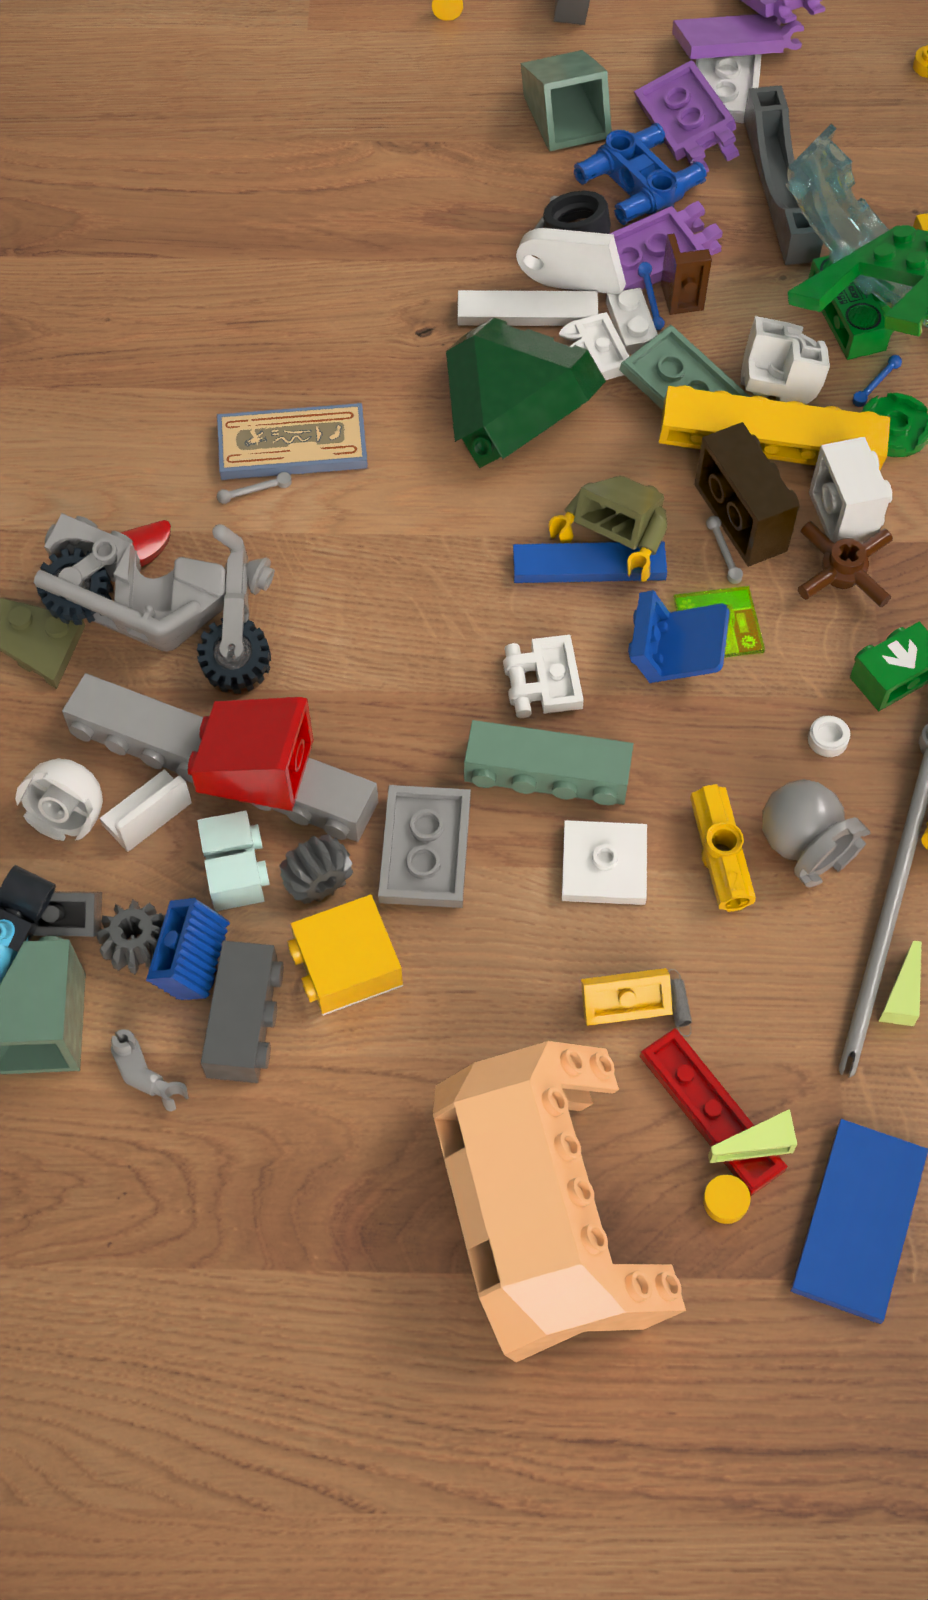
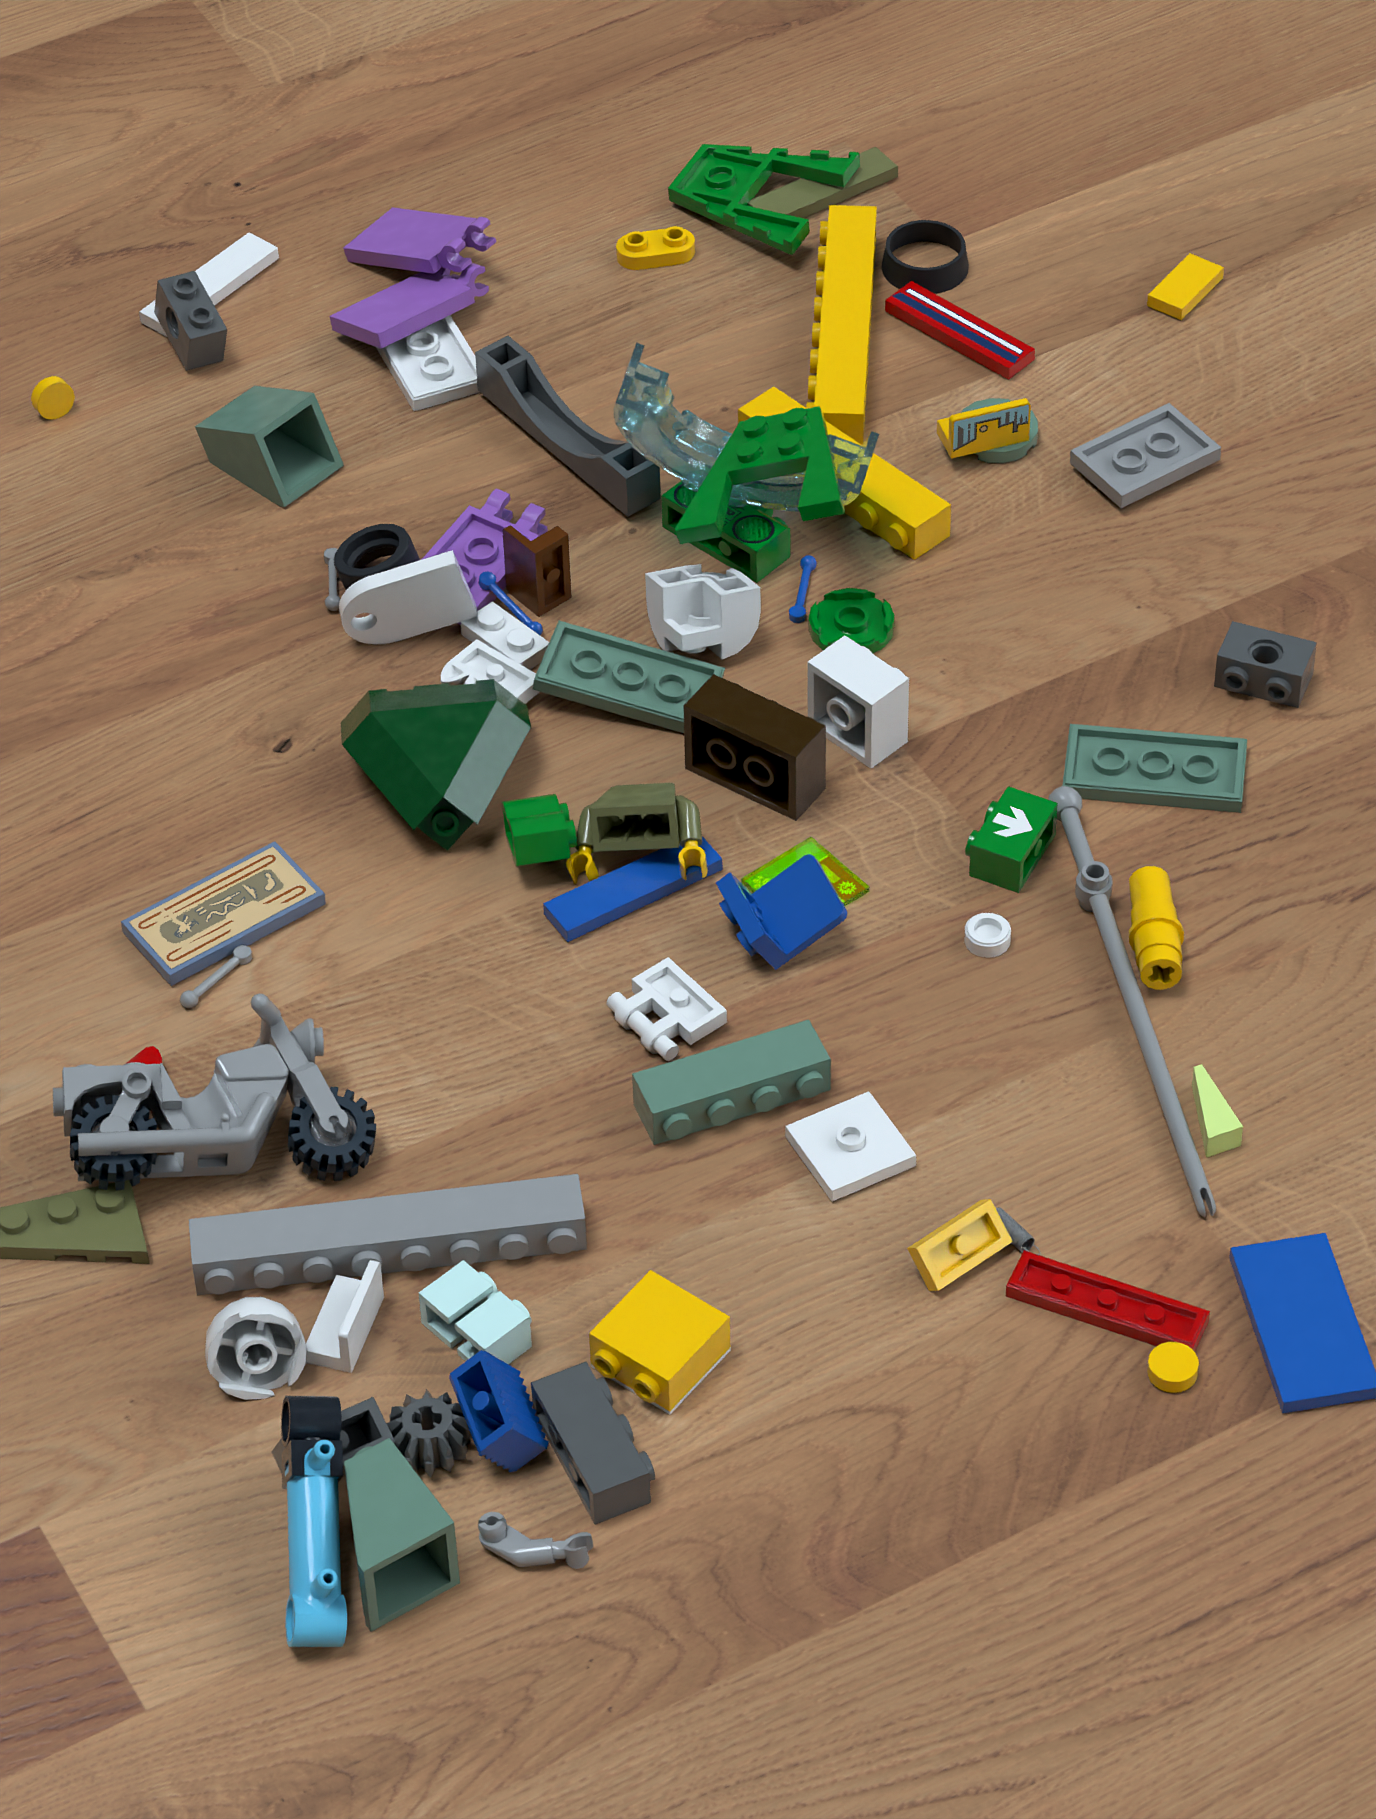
camera: 30 degrees left, 15 degrees down
(254, 751) = (440, 1192): red slope -> none
(316, 869) = (573, 1279): dark grey gear -> none
(425, 846) = (663, 1213): light grey plate -> none
(526, 307) = (387, 670): white tile -> none
(530, 1204) = (959, 1399): light nougat wedge -> none
(544, 484) = (538, 829): none -> green brick
(639, 172) = (407, 487): blue piece -> none
(689, 114) = (418, 408): medium lavender tile -> none
(726, 868) = (958, 1075): yellow piece -> none
(734, 574) = (789, 832): light grey hinge -> none
(767, 1138) = (1176, 1293): yellowish green piece -> none
(784, 429) = (769, 664): yellow brick -> none
(810, 827) = (1029, 1013): light grey tile -> none
(845, 564) = (895, 771): reddish brown bar -> none

